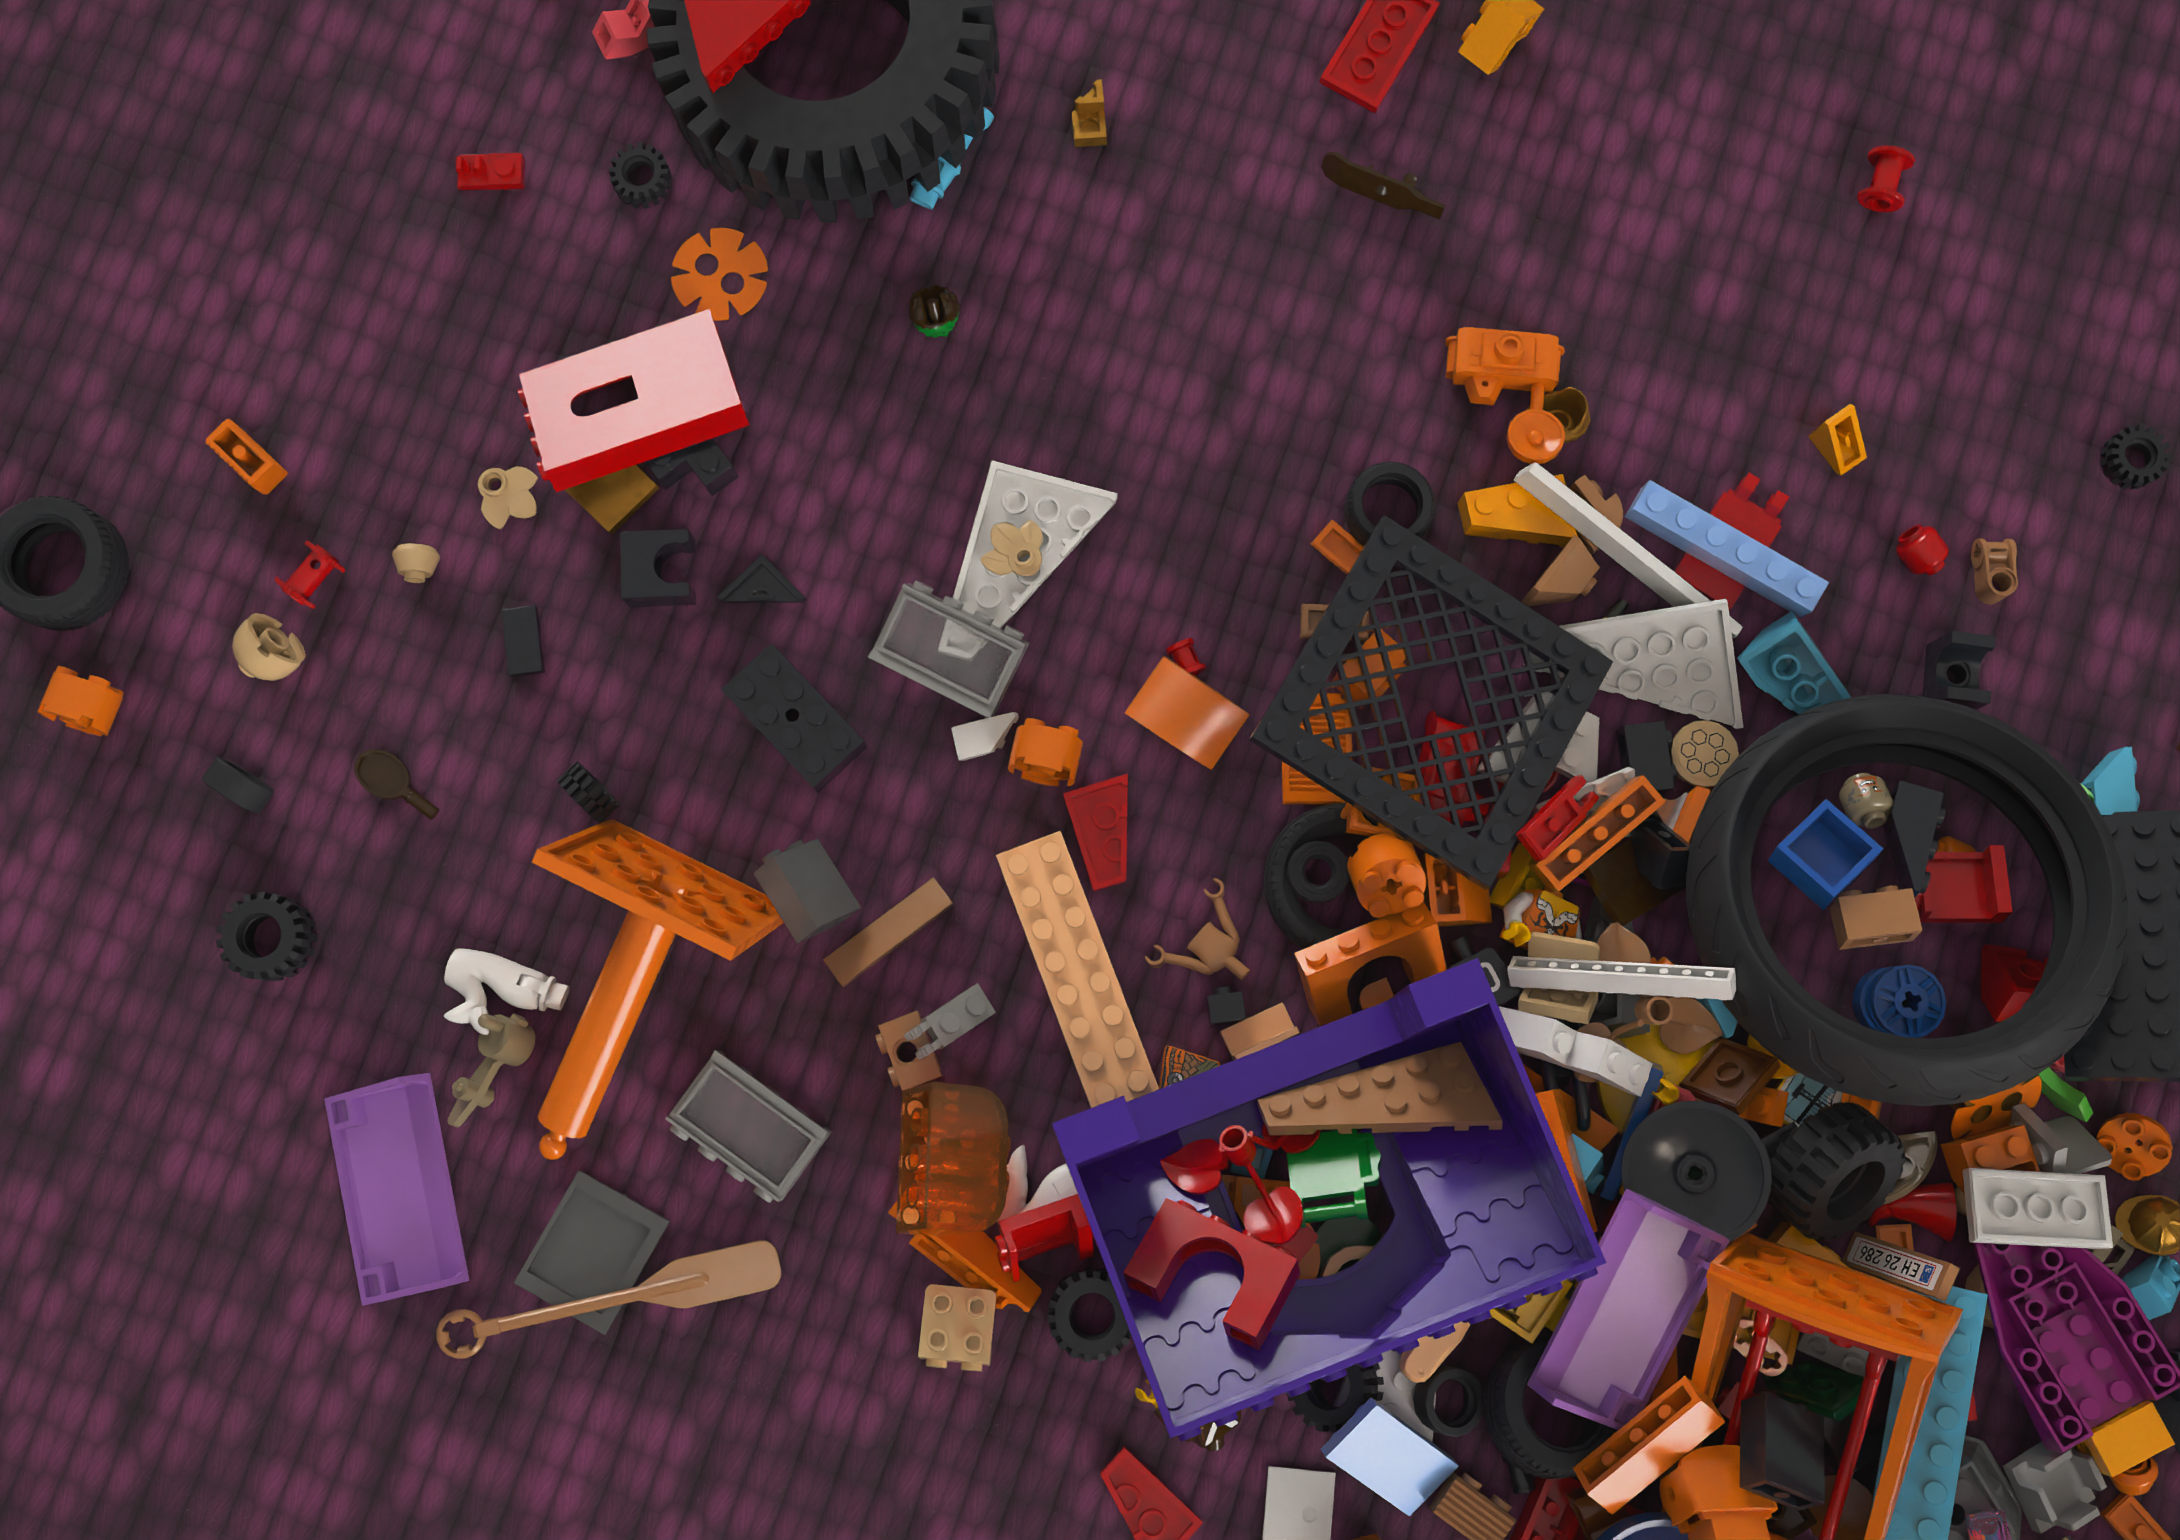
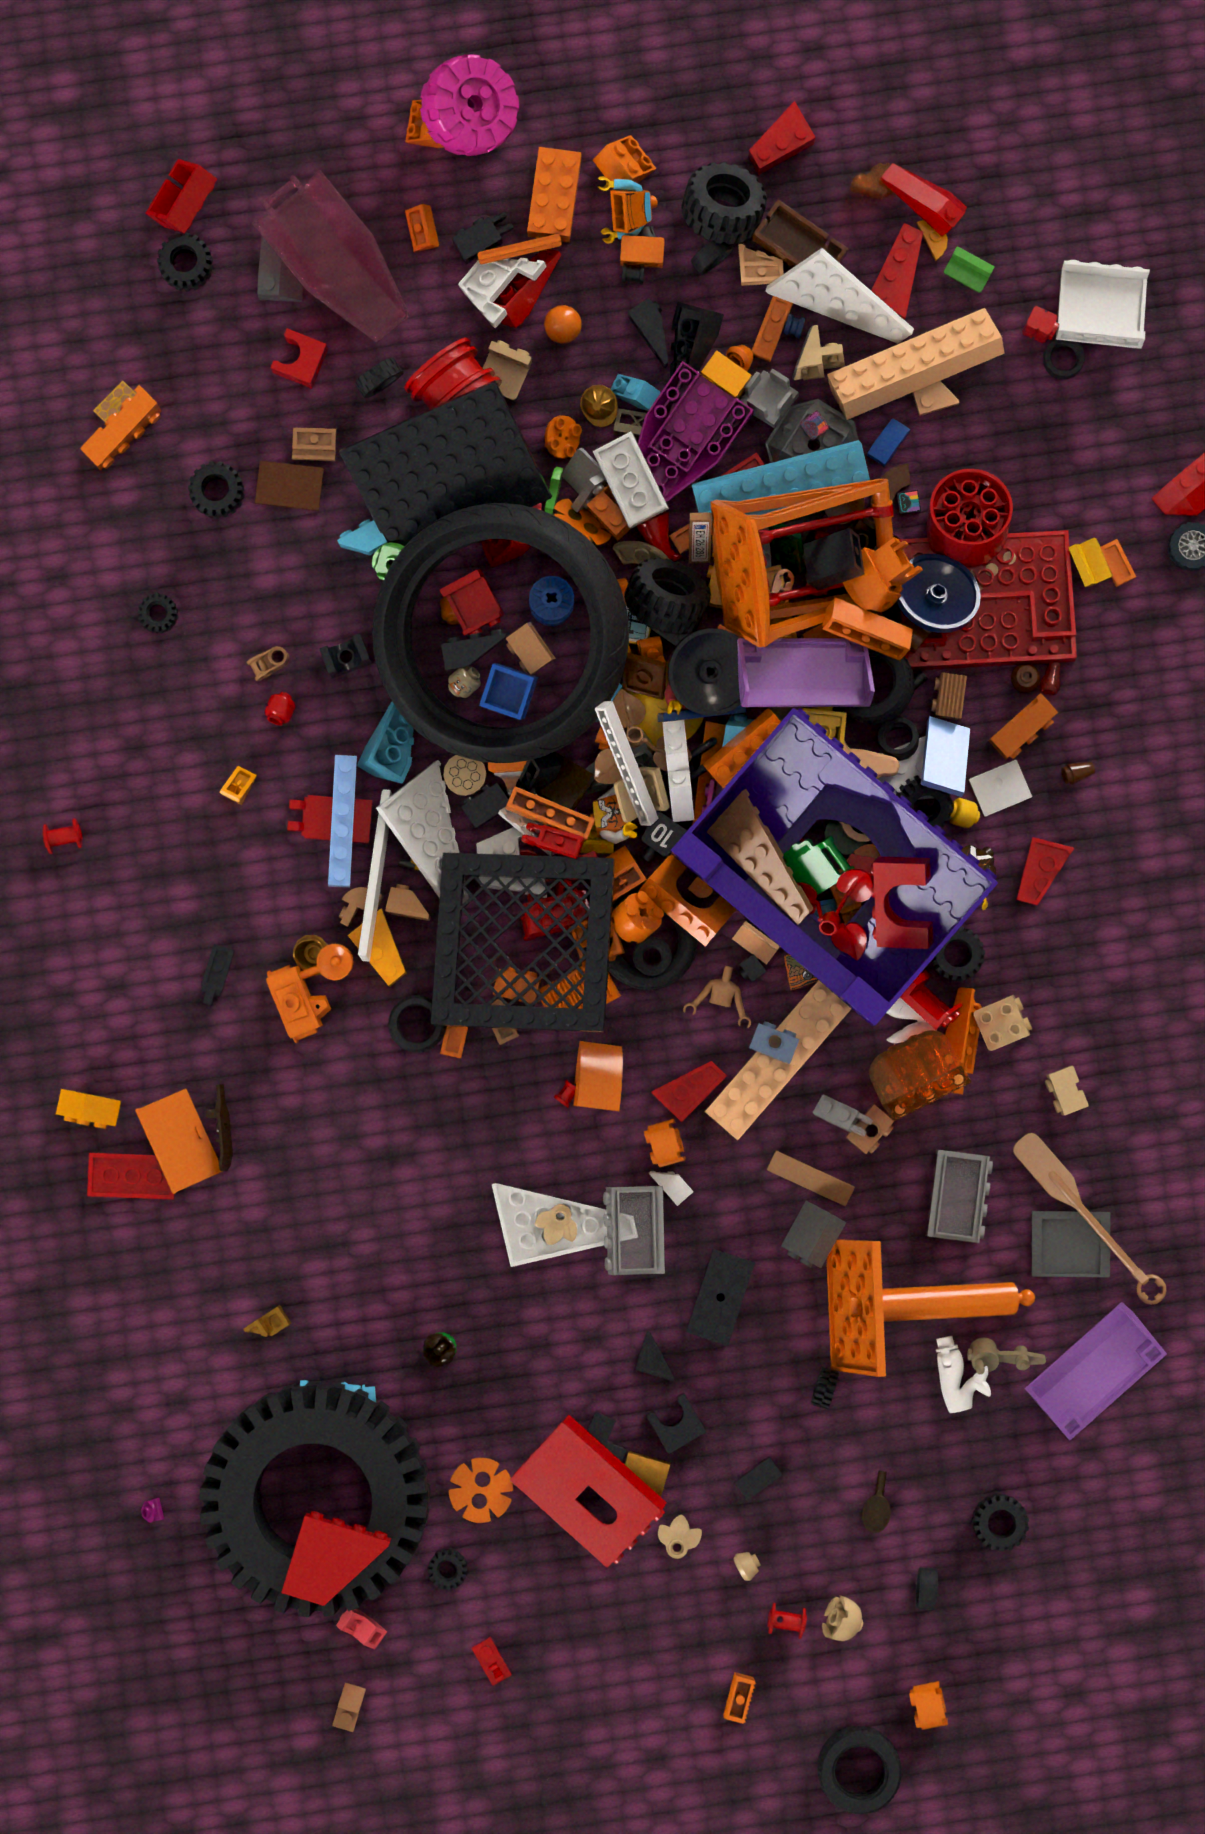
camera: 115 degrees left, 5 degrees up
(810, 1365) = (1065, 1091): none -> tan brick
(1115, 957) = (761, 1037): none -> sand blue brick
(1290, 1438) = (964, 813): none -> yellow head
(1396, 121) = (176, 1142): none -> orange container
(1595, 283) = (216, 973): none -> black hinge

